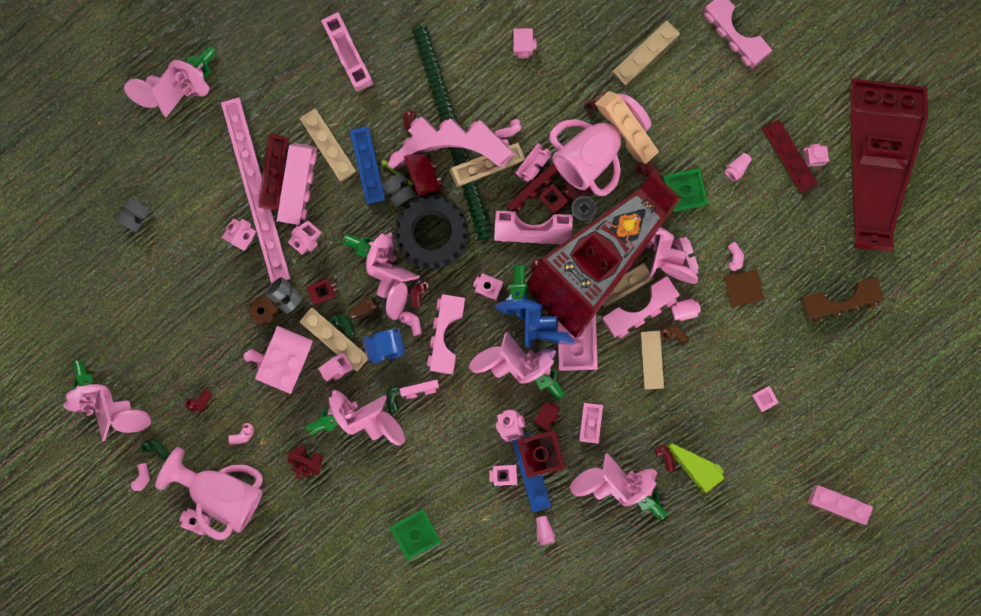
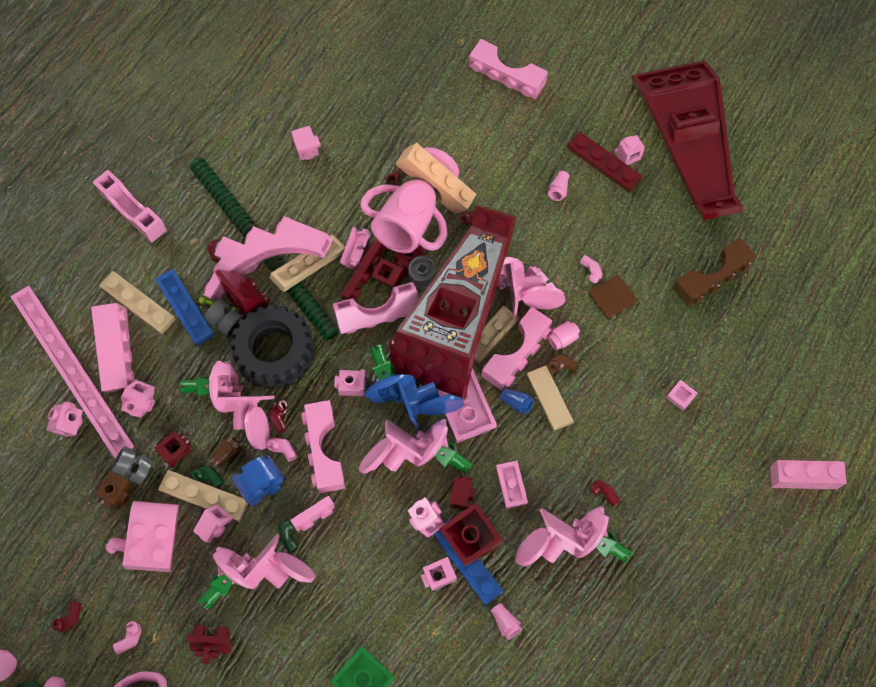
camera: 25 degrees left, 15 degrees down
(273, 172) = (84, 346): dark red plate -> none
(508, 132) = (324, 223): bright pink arm -> none
(623, 353) = (517, 400): none -> blue cone
(645, 53) = (429, 115): tan plate -> none
(689, 188) = (526, 224): green plate -> none
(700, 470) = (645, 489): lime slope -> none

